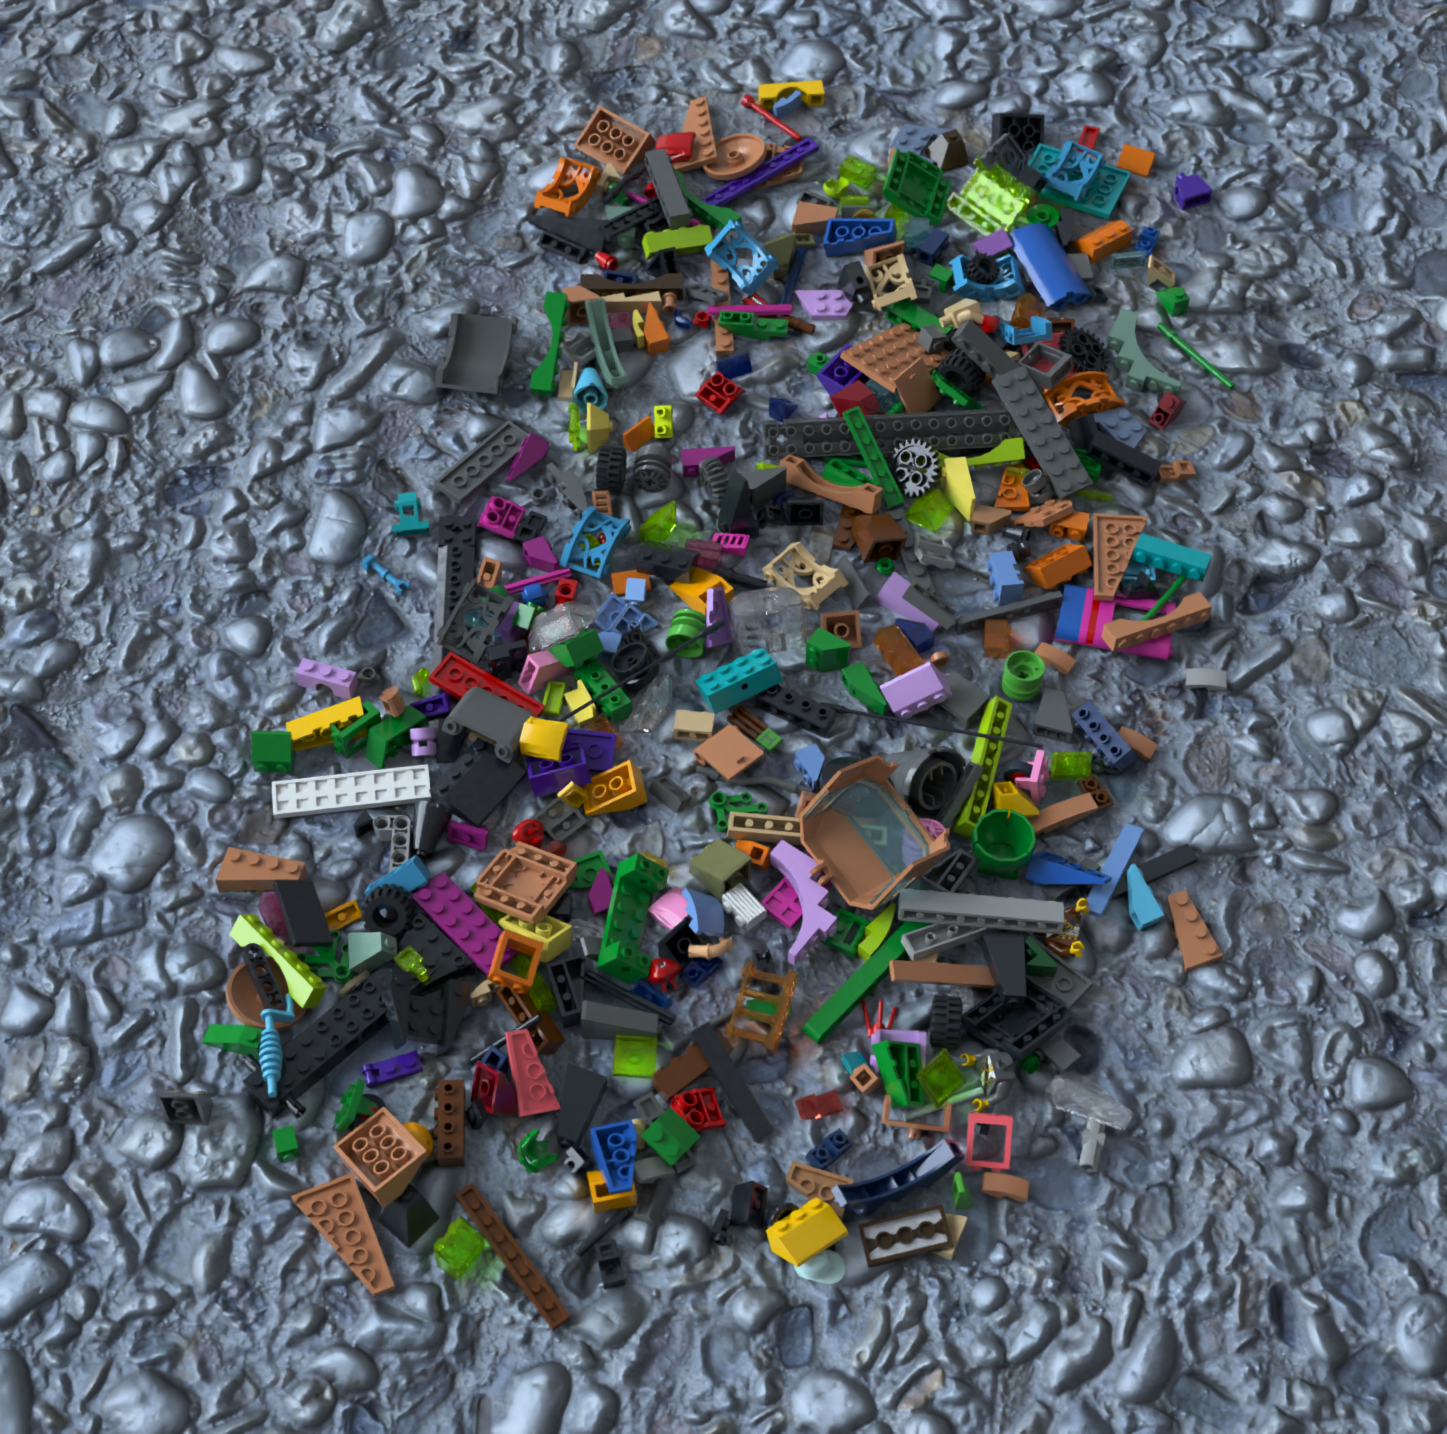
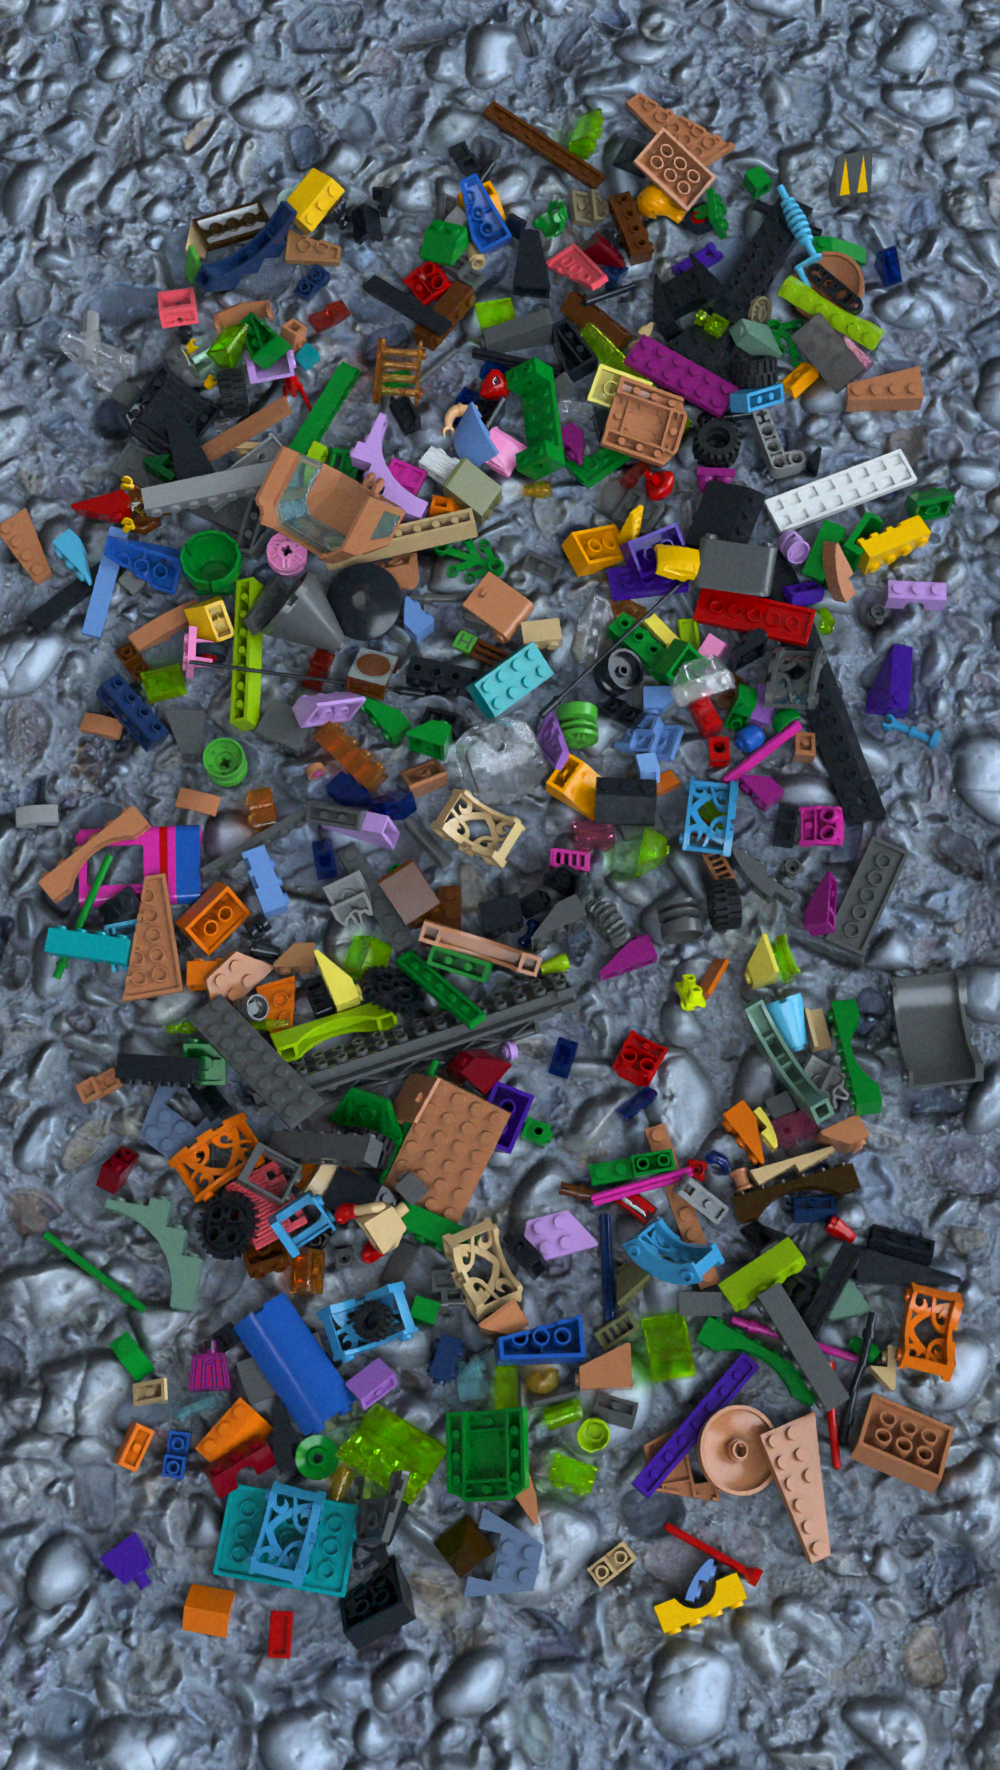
camera: 165 degrees right, 15 degrees up
(190, 1009) = (888, 266): none -> clear blue slope
(385, 611) = (892, 685): none -> dark purple wedge
(409, 524) = (922, 808): teal tile -> none
(428, 827) = (754, 468): black cone -> none
(456, 846) = (720, 431): none -> black tyre
(489, 1161) = (587, 208): none -> dark tan slope
(522, 944) = (624, 353): orange window -> none
(677, 145) = (820, 1445): red slope -> none
(731, 576) = (557, 816): black pin -> none
(764, 216) = (668, 1349): none -> clear neon green slope
(808, 668) = (456, 720): none -> black slope
(845, 128) = (612, 1564): none -> tan slope
(865, 720) = (371, 673): none -> reddish brown panel
(874, 610) = (395, 805): none -> clear blue slope
(919, 741) = (319, 667): none -> clear red slope
(948, 584) = (324, 859): none -> clear blue slope
(978, 481) = (326, 1011): none -> black slope
(1005, 1185) = (156, 283): nougat slope -> none
(1032, 178) = (336, 1480): black panel -> none
(1101, 932) = (107, 507): none -> red slope
(1102, 217) = (223, 1471): none -> dark red arch
(1114, 277) = (209, 1370): none -> magenta torso
(1179, 253) = (133, 1446): none -> orange slope

